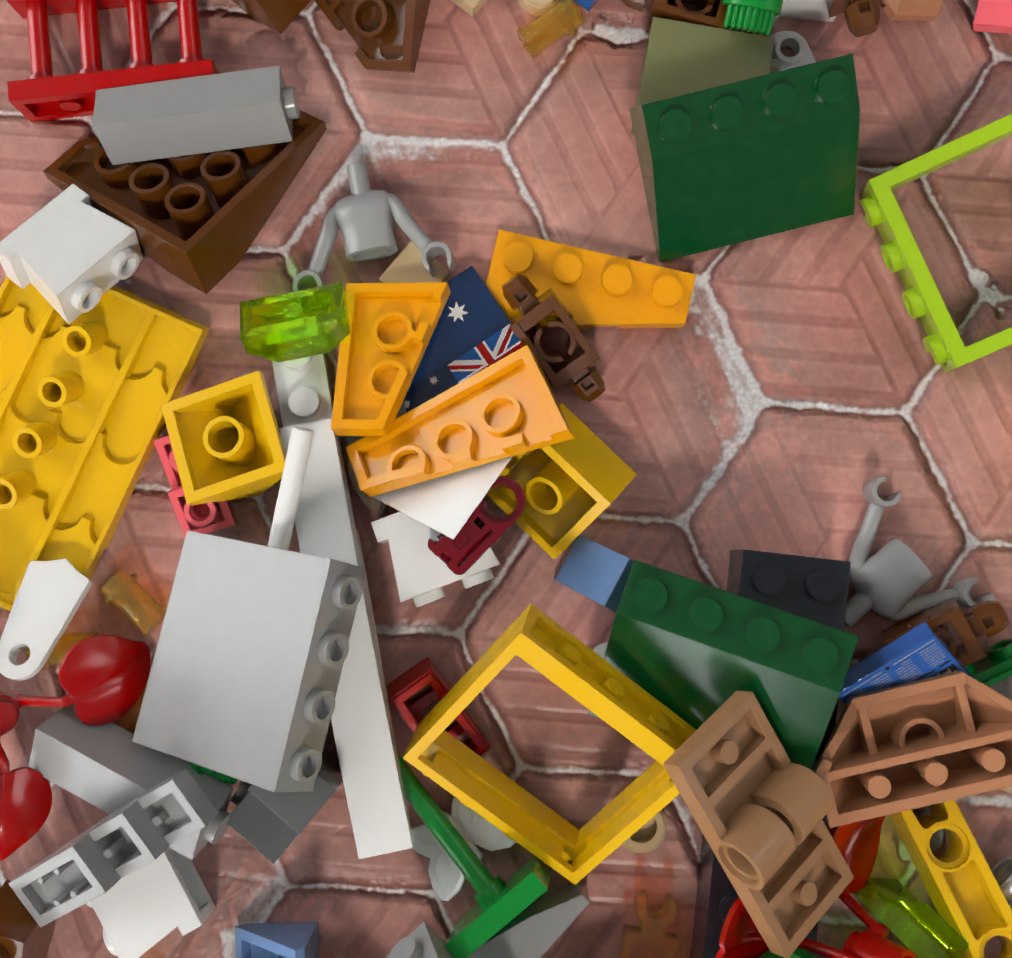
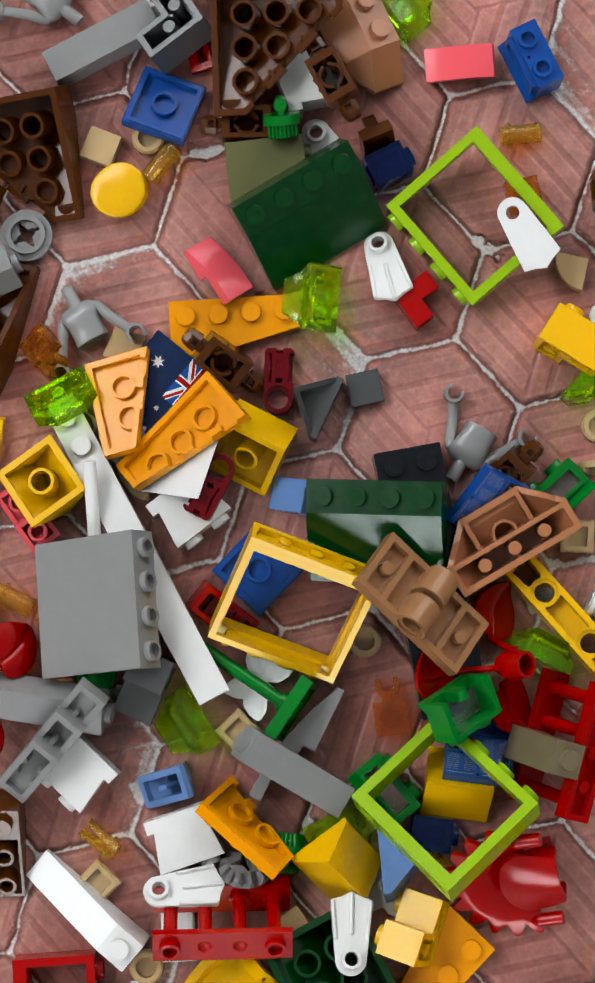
camera: 15 degrees left, 0 degrees up
(290, 244) = (42, 349): none -> clear orange plate
(330, 873) = (184, 724): none -> clear neon green slope
(337, 57) = (31, 221): none -> light grey gear
(409, 902) = (233, 726): none -> tan tile
(477, 47) = (119, 190): none -> yellow piece
(516, 690) = (263, 579): none -> blue tile
(593, 210) = (221, 270): none -> coral slope
(628, 389) = (277, 375): none -> dark red piece
(672, 444) = (316, 402): none -> dark grey slope
(718, 285) = (313, 297): none -> clear neon green slope
(751, 444) = (364, 388): none -> dark grey tile
(836, 276) = (385, 268): none -> white piece
(860, 333) = (413, 303): none -> red piece
(881, 78) = (375, 135): none -> reddish brown tile
(890, 126) = (389, 166): none -> clear blue brick

